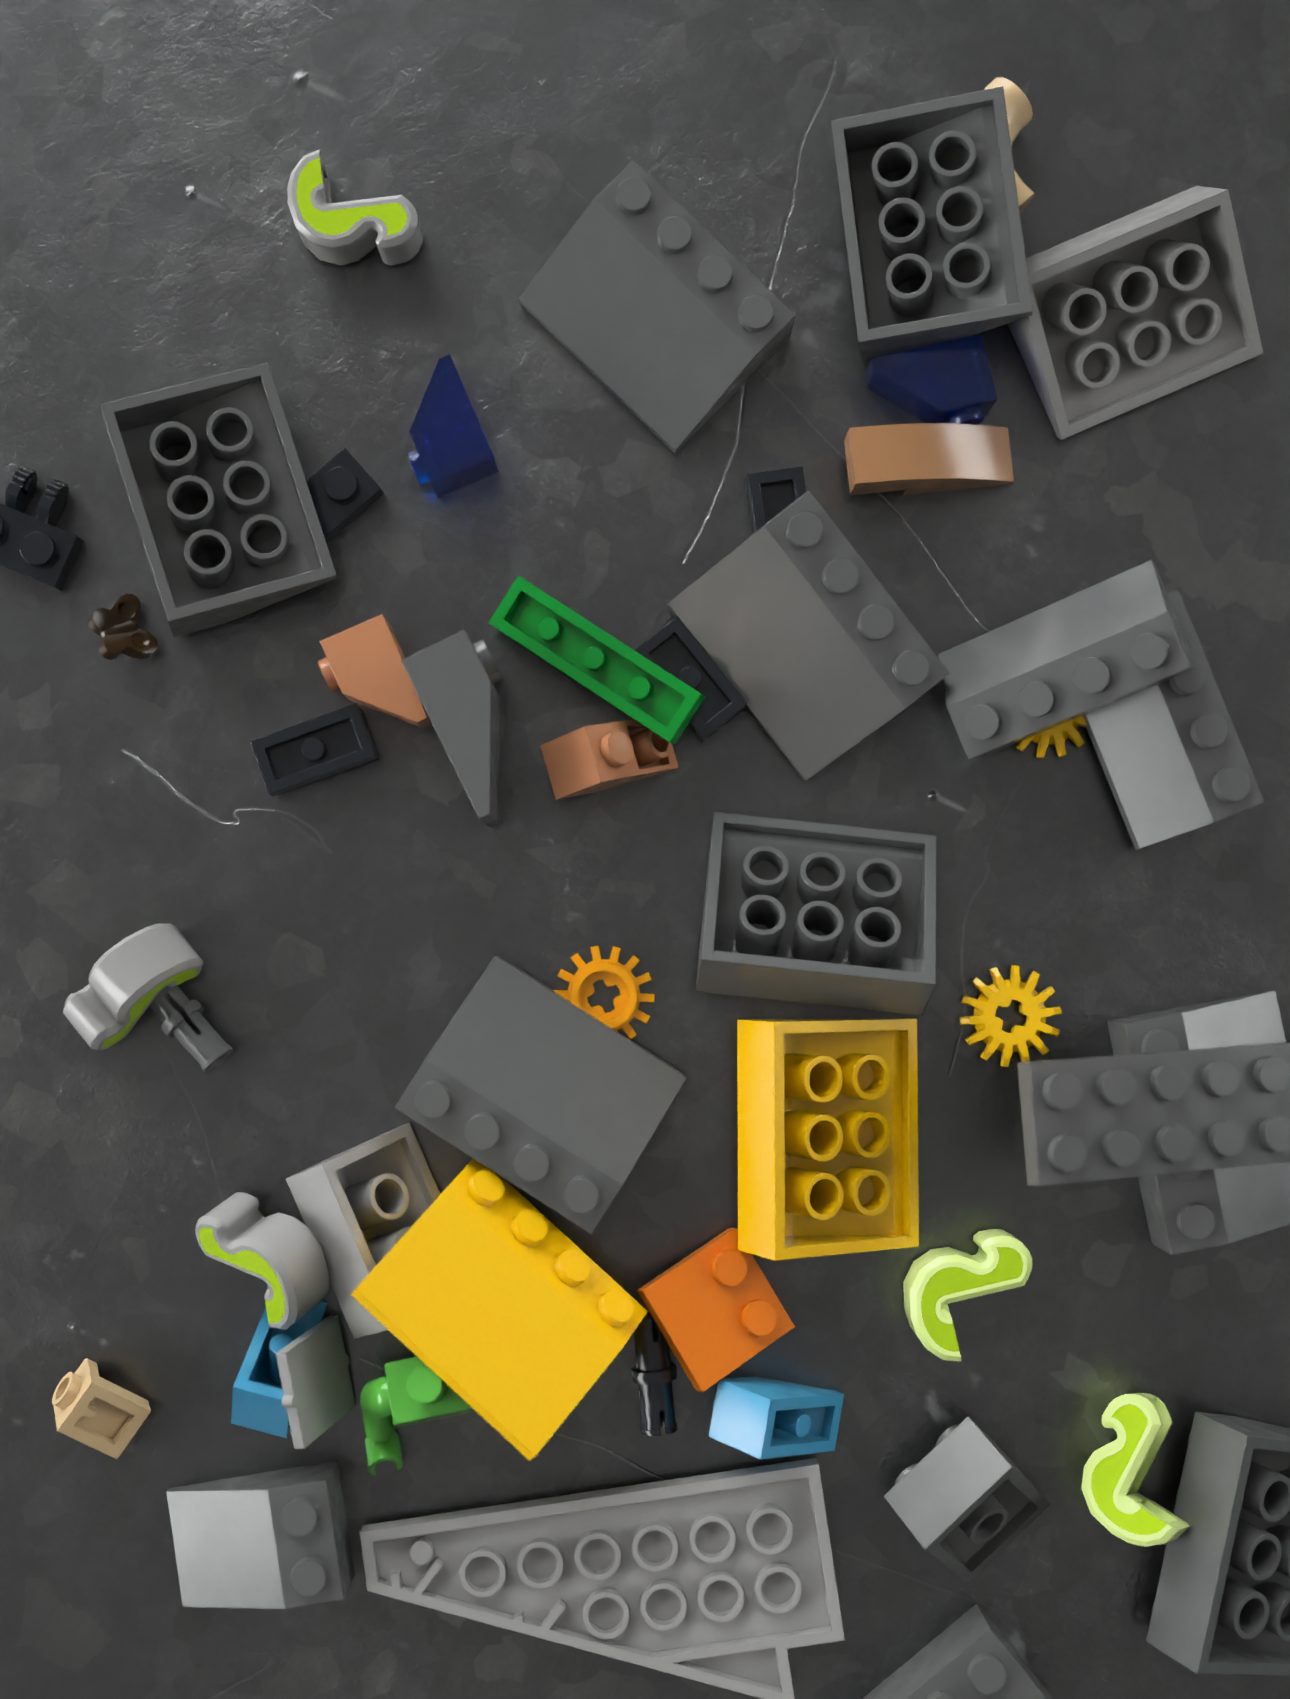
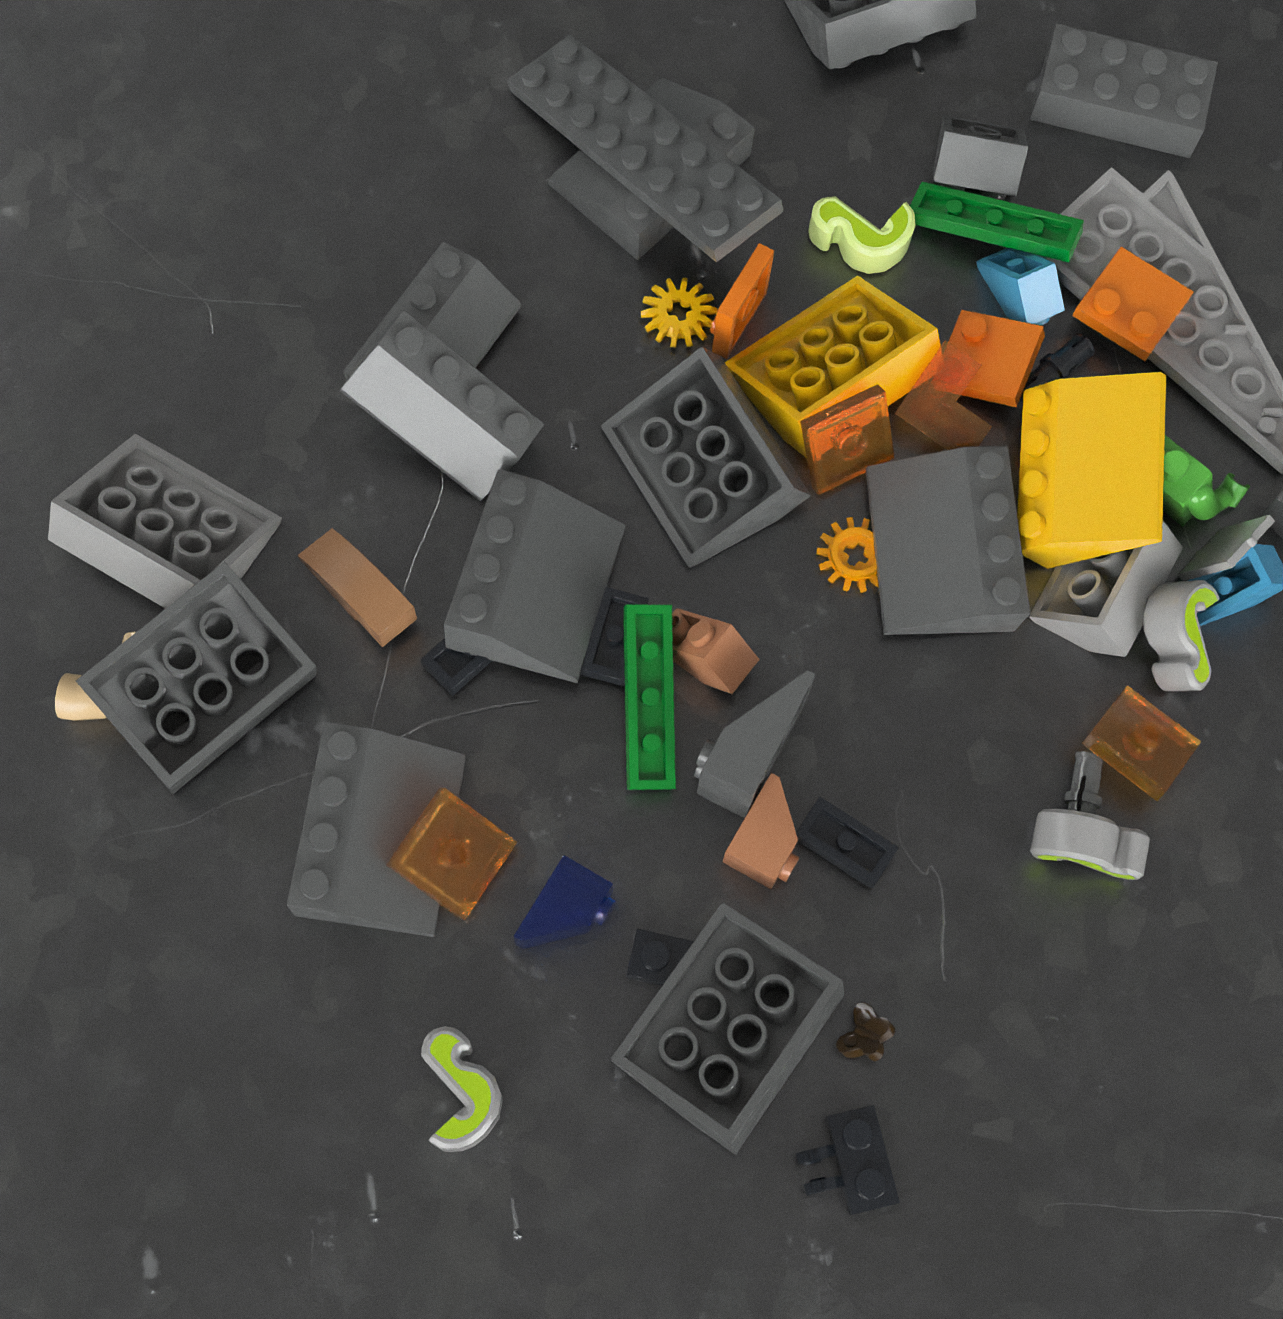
camera: 130 degrees left, 15 degrees down
(190, 1122) = (1142, 743): none -> clear orange plate
(579, 360) = (452, 853): none -> clear orange plate
(660, 1520) = (1132, 303): none -> orange plate
(696, 1200) = (933, 399): none -> clear orange plate
(724, 1072) = (847, 439): none -> clear orange plate
(867, 1446) = (996, 221): none -> green plate
(937, 381) = (302, 610): clear blue slope -> none
(966, 1081) = (742, 301): none -> orange plate
(1120, 1467) = (895, 88): yellowish green animal -> none

